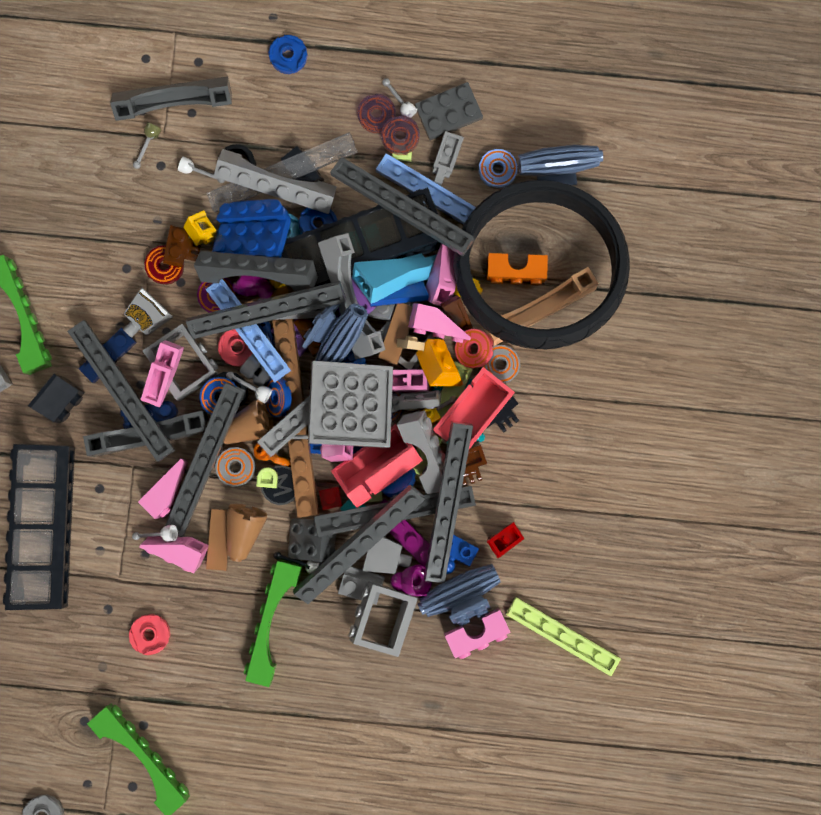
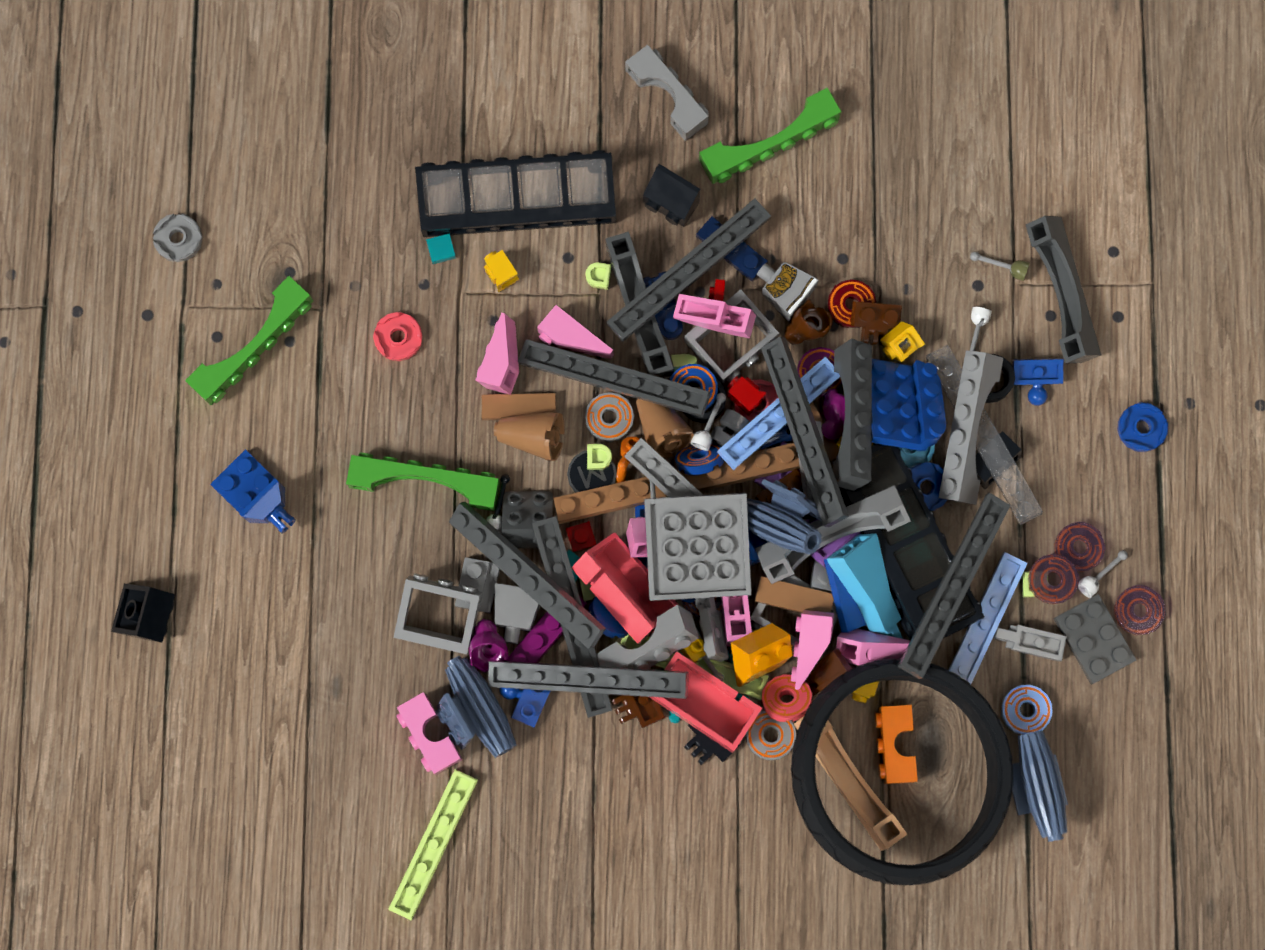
camera: 90 degrees right, 5 degrees down
(79, 593) = (441, 248): none -> teal tile
(103, 545) = (500, 270): none -> yellow window
(117, 465) = (598, 275): none -> yellowish green tile
(141, 369) = (717, 292): none -> red plate
(168, 533) = (520, 345): white hinge -> none
(177, 300) = (808, 324): none -> reddish brown piece
(195, 404) = (682, 359): none -> yellowish green tile
(229, 355) = (745, 394): none -> red window
(236, 126) = (1036, 373): none -> blue plate
(267, 764) = (253, 492): none -> blue plate
(410, 343) = (782, 614): tan plate -> none
(433, 85) = (1129, 620): none -> tile
(505, 540) = (547, 758): red slope -> none

